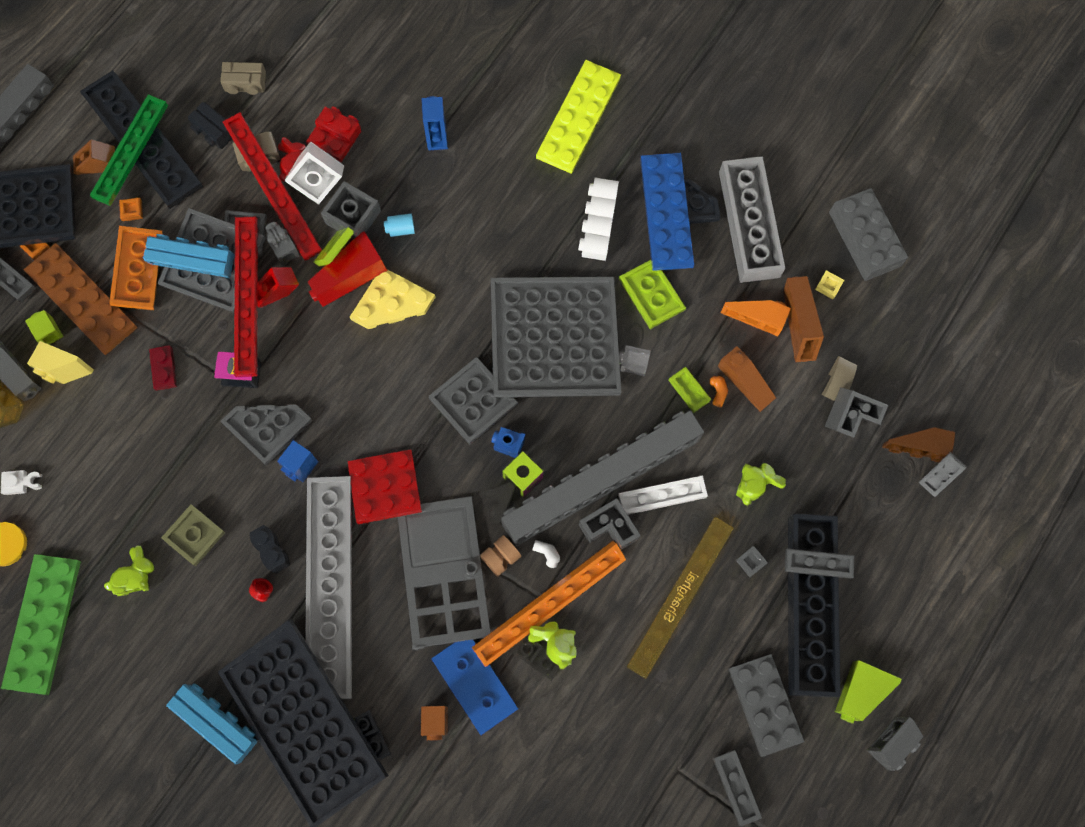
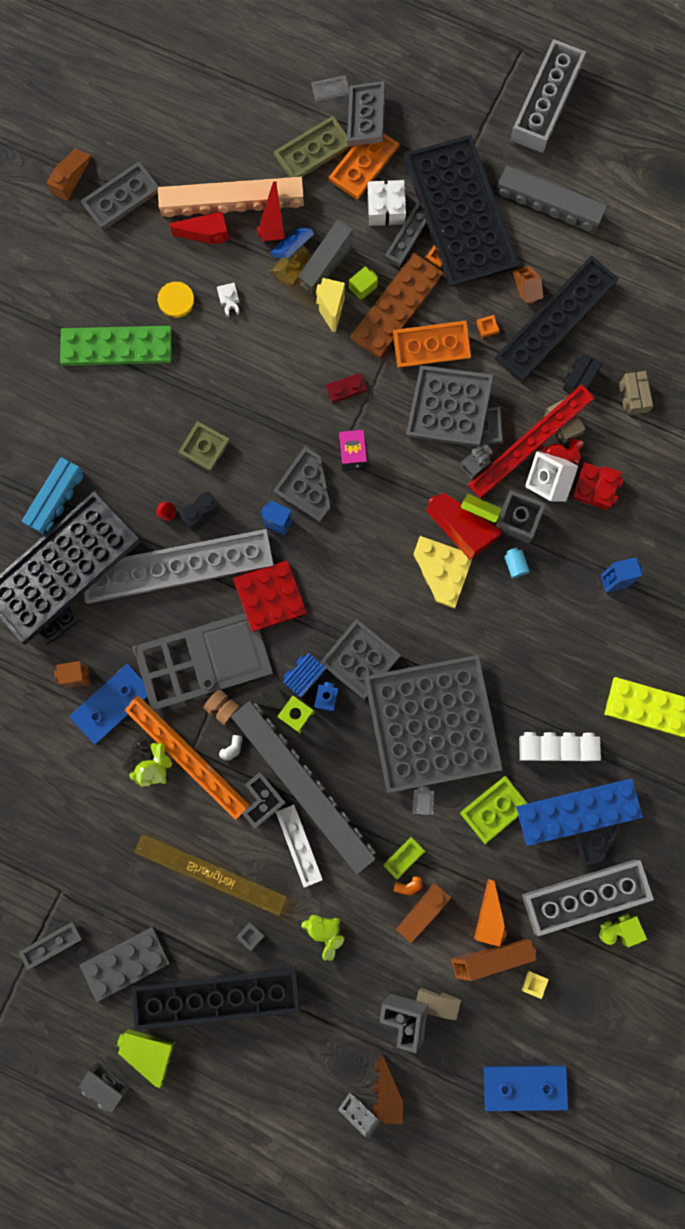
camera: 85 degrees right, 5 degrees up
(129, 150) = (541, 311): green plate -> none
(133, 577) = (161, 405): lime animal -> none
(189, 256) = (446, 386): dark azure brick -> none
(246, 296) = (418, 441): red tile -> none
(275, 285) = (436, 465): red slope -> none
(480, 461) = (304, 675): none -> blue brick
(786, 191) = (626, 927): none -> lime brick
(819, 563) = (251, 999): dark grey tile -> none
(868, 234) = (595, 1019): dark grey brick -> none
(926, 312) = (525, 1088): none -> blue plate

